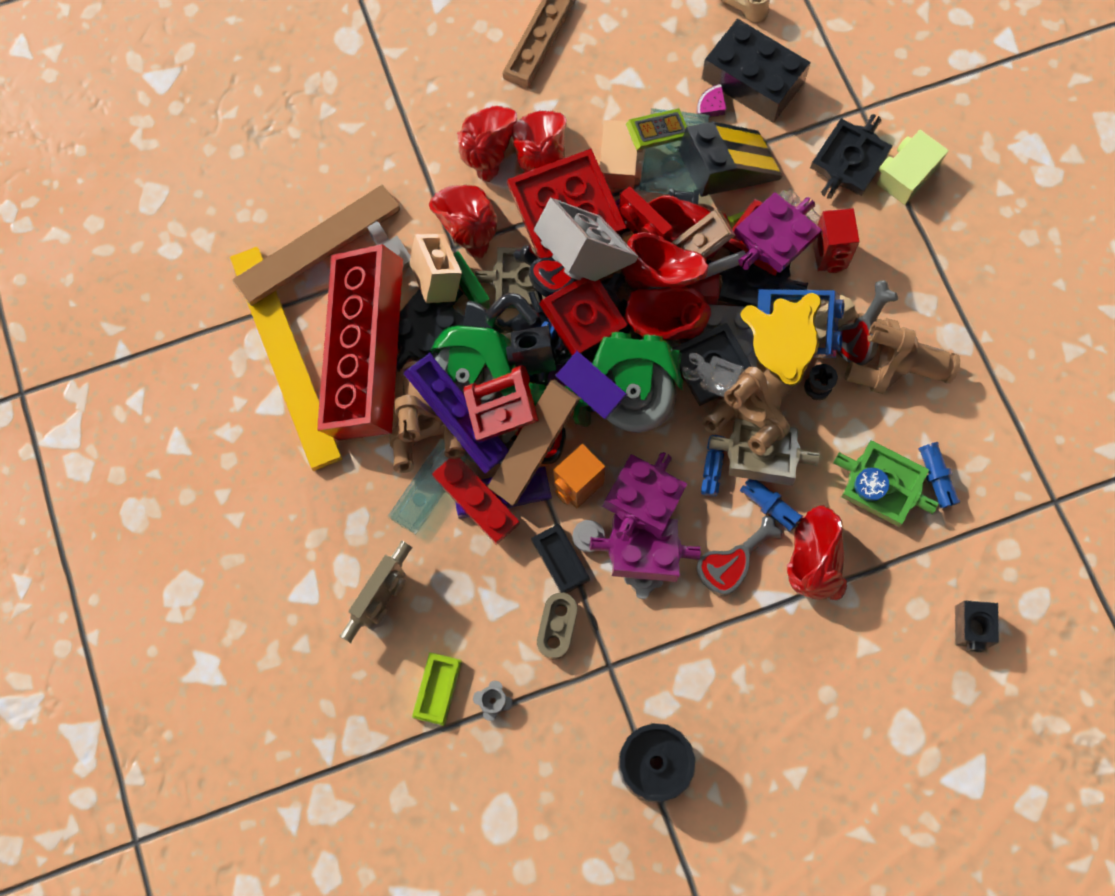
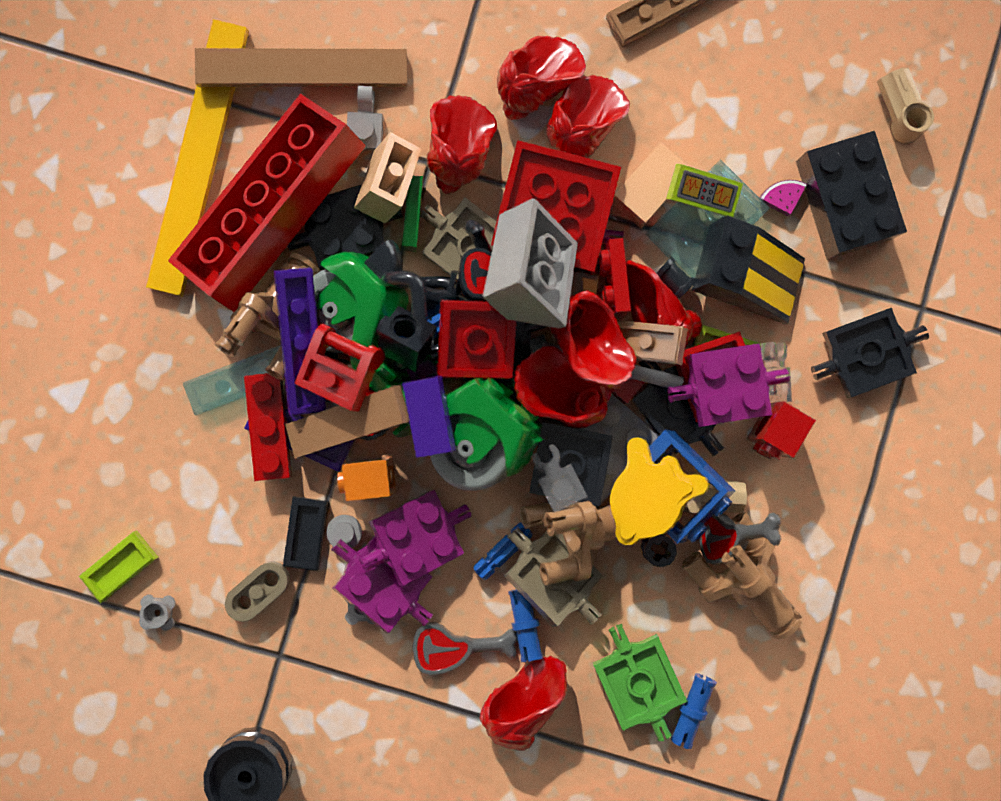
camera: 35 degrees right, 15 degrees up
(383, 583) = (110, 455): dark tan plate -> none
(871, 484) = (623, 679): blue tile -> none
(911, 166) = (917, 407): yellowish green brick -> none

